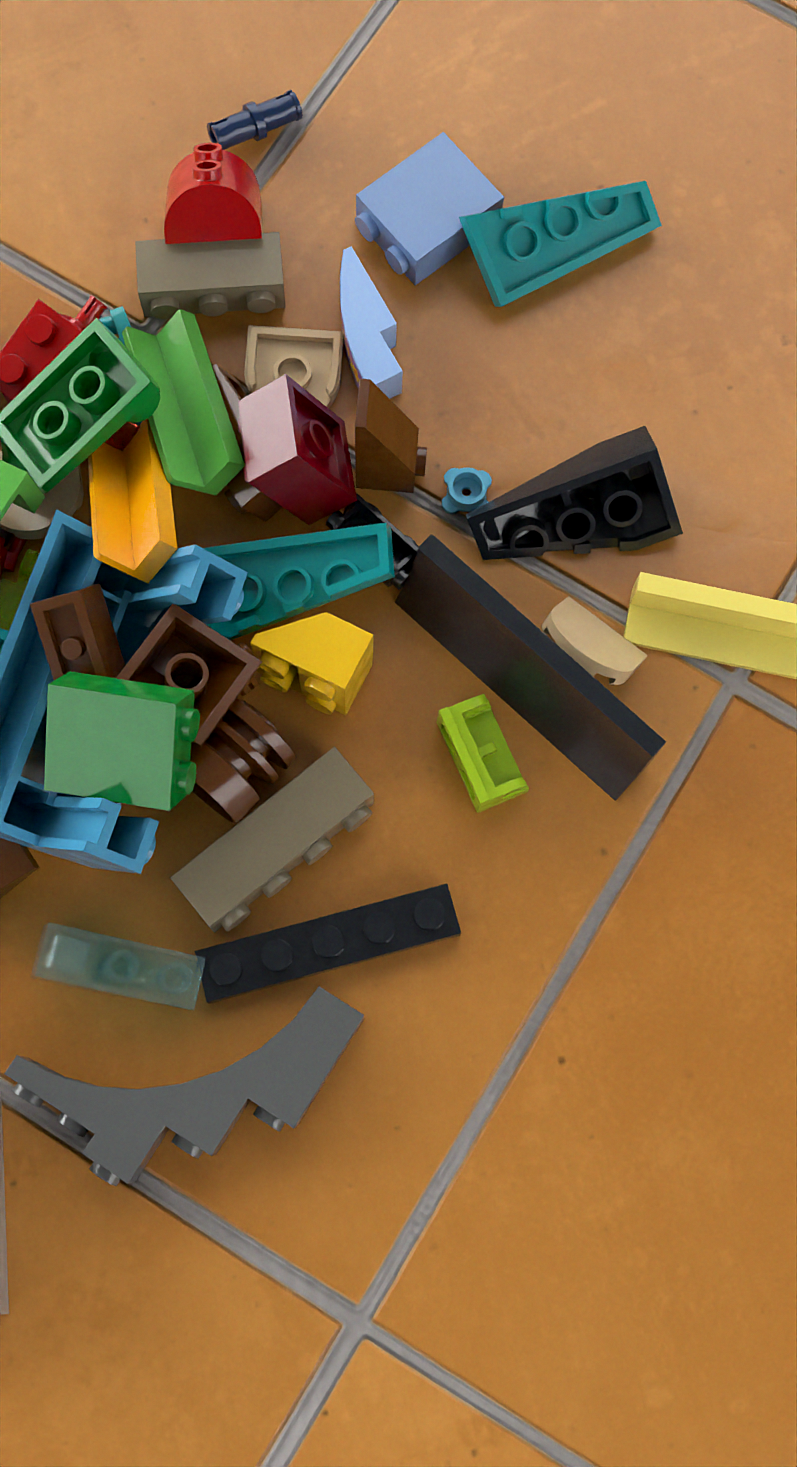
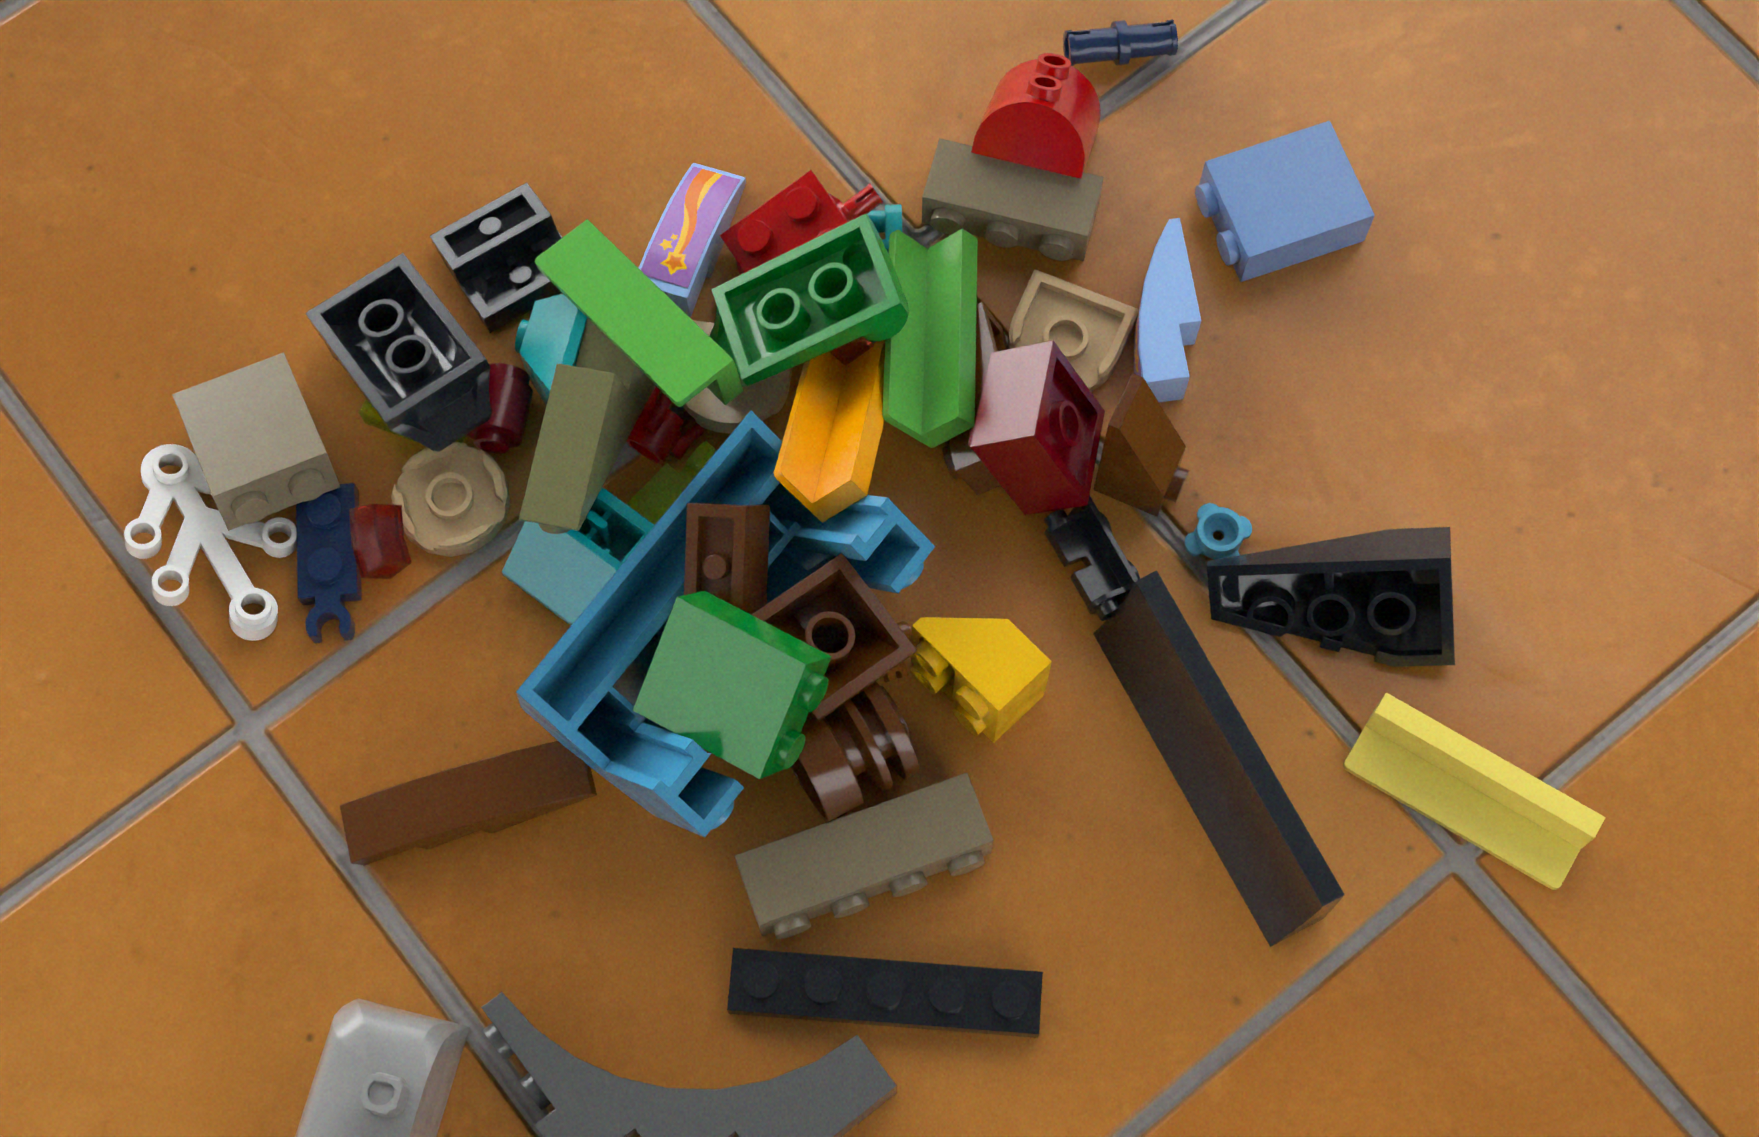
camera: 25 degrees right, 5 degrees down
(117, 966) = (643, 935): clear light blue slope -> none
(304, 572) = (999, 566): teal wing -> none
(480, 753) = (1132, 837): lime hinge -> none
(548, 238) = (1411, 278): teal wing -> none
(592, 642) = (1303, 755): tan tile -> none

